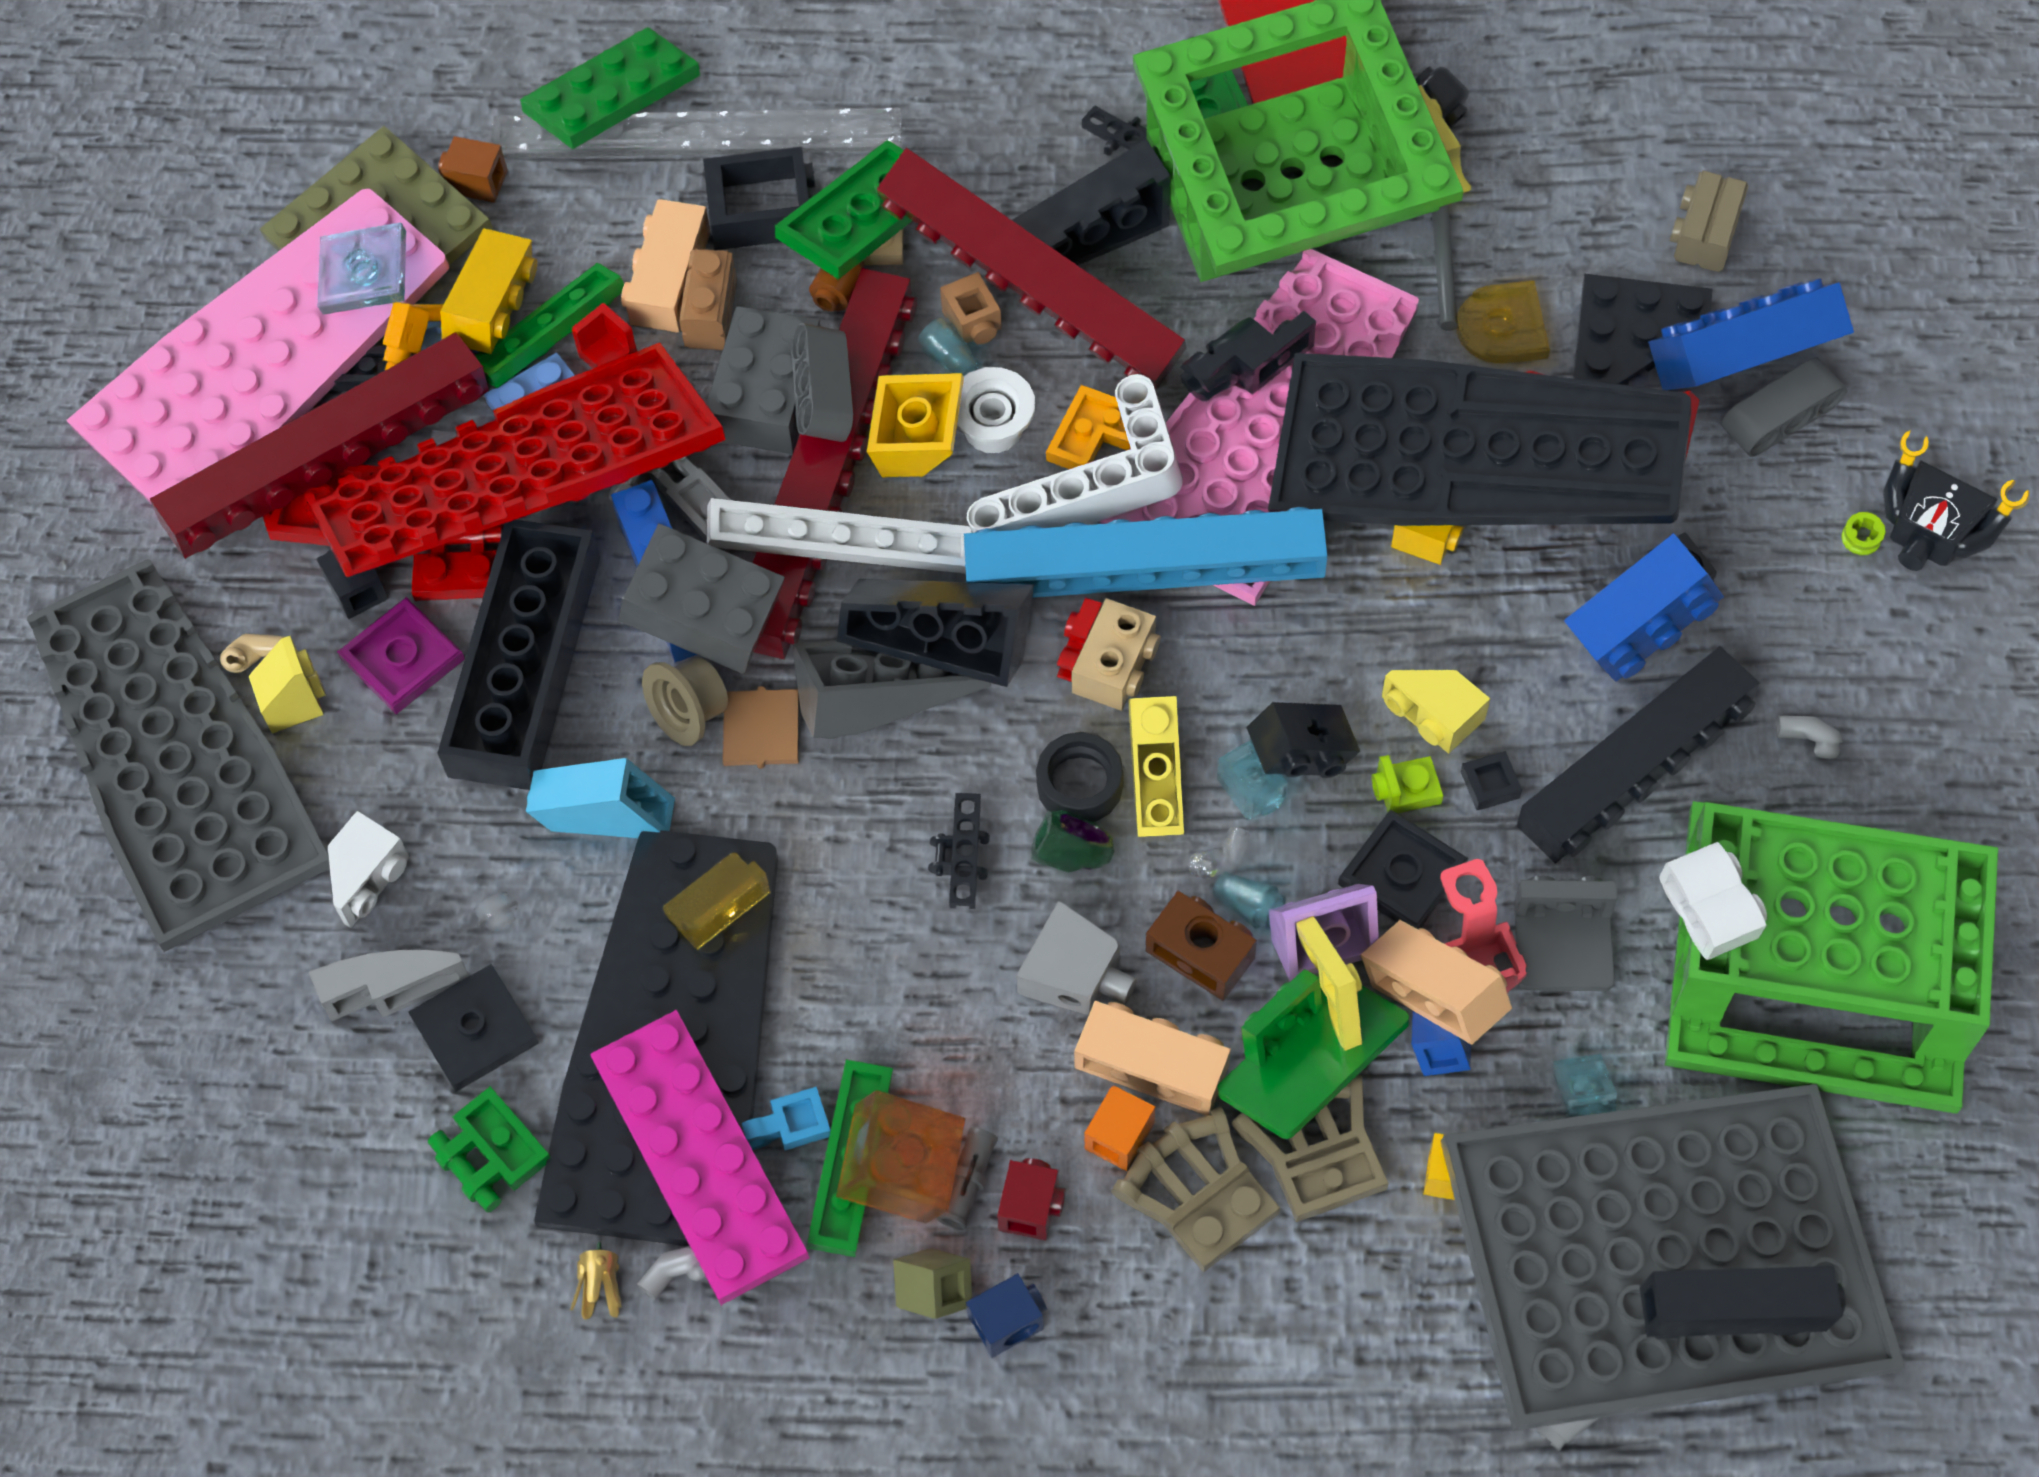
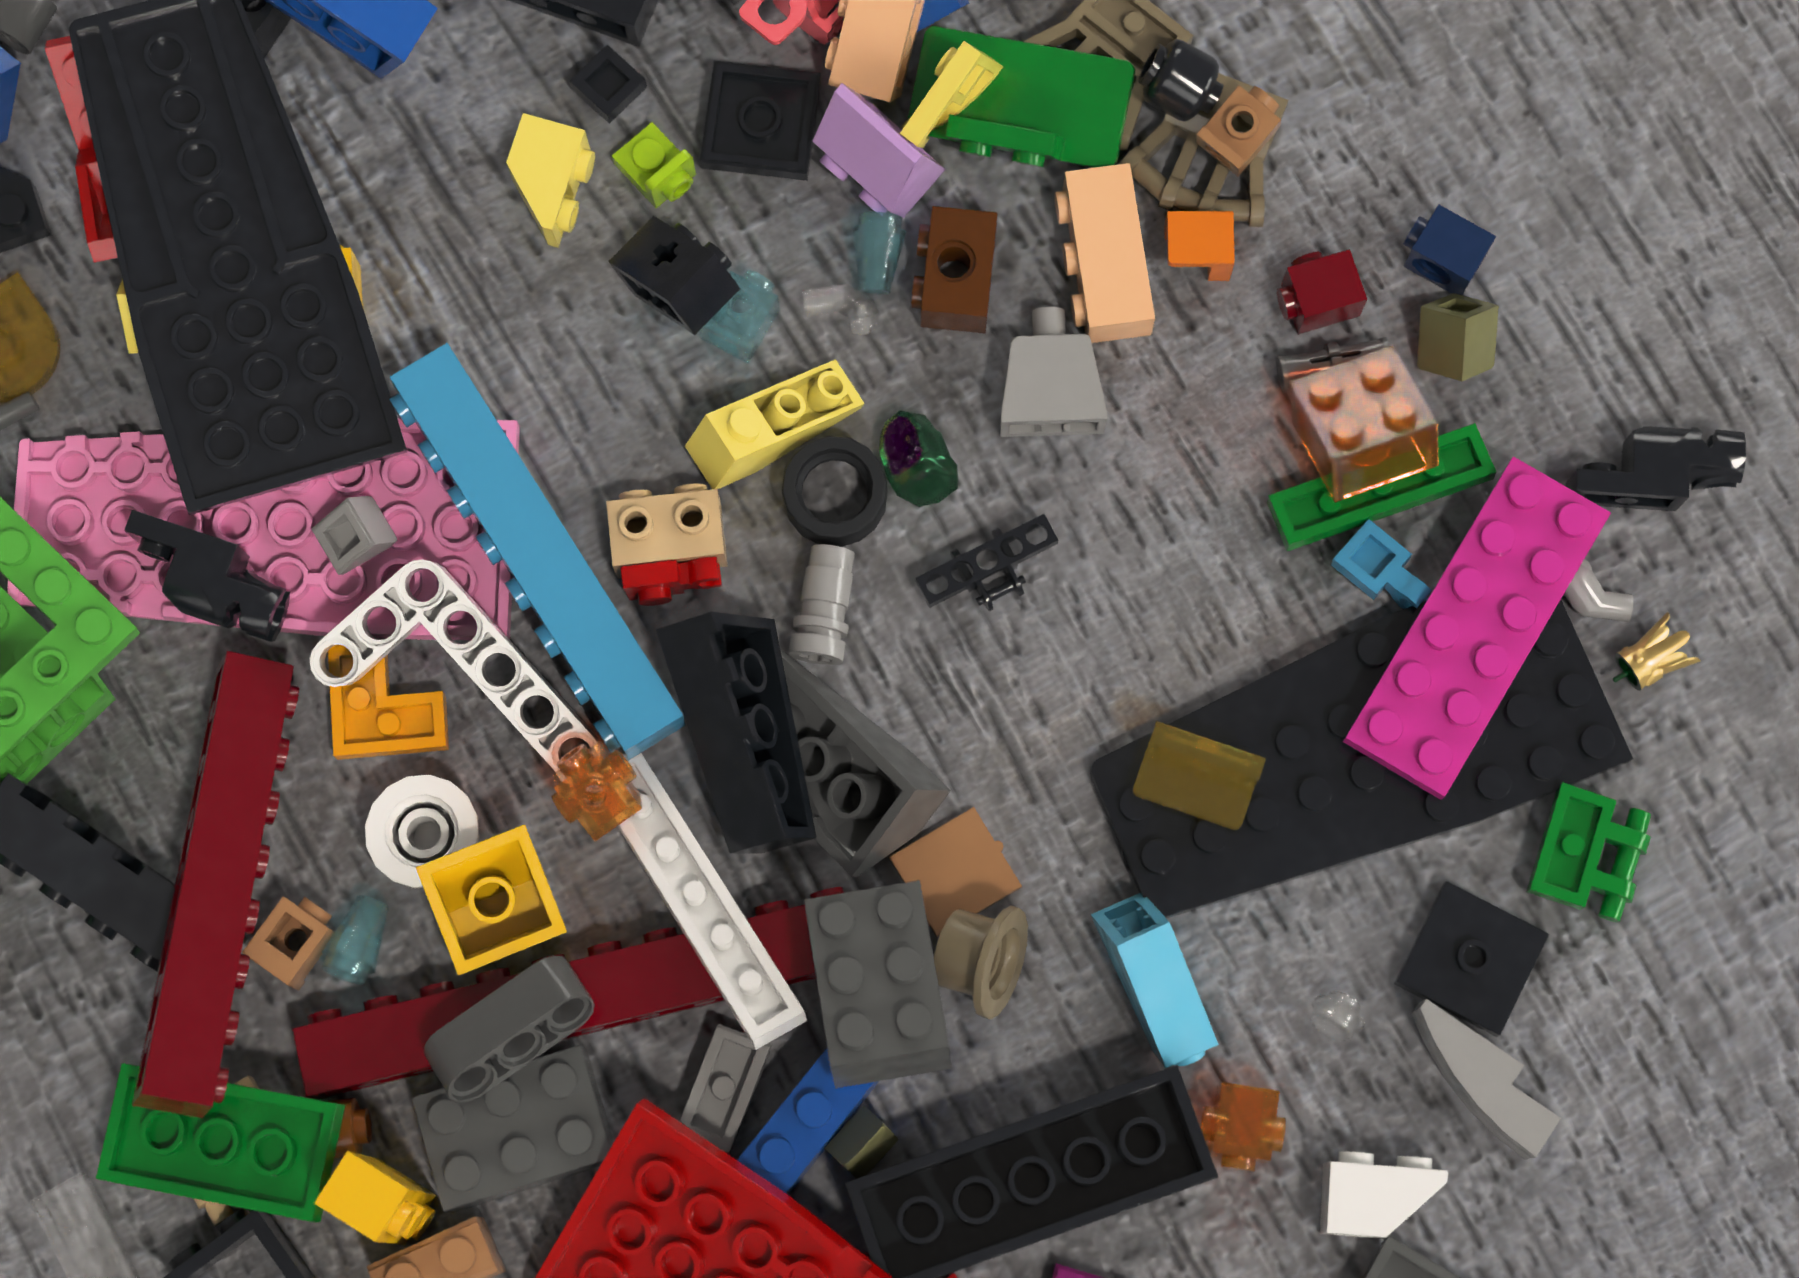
camera: 120 degrees left, 15 degrees up
(466, 809) = (1243, 1126): none -> clear orange brick
(615, 569) = (861, 1143): none -> olive slope
(734, 1372) = (1660, 467): none -> black plate
(765, 263) = (377, 1200): none -> yellow brick
(947, 504) = (599, 807): none -> clear orange brick
(1001, 730) = (824, 606): none -> light grey axle
(1190, 1193) = (1234, 148): none -> medium nougat brick
(1229, 460) = (354, 533): none -> light grey slope
(1256, 1170) = (1180, 80): none -> black head

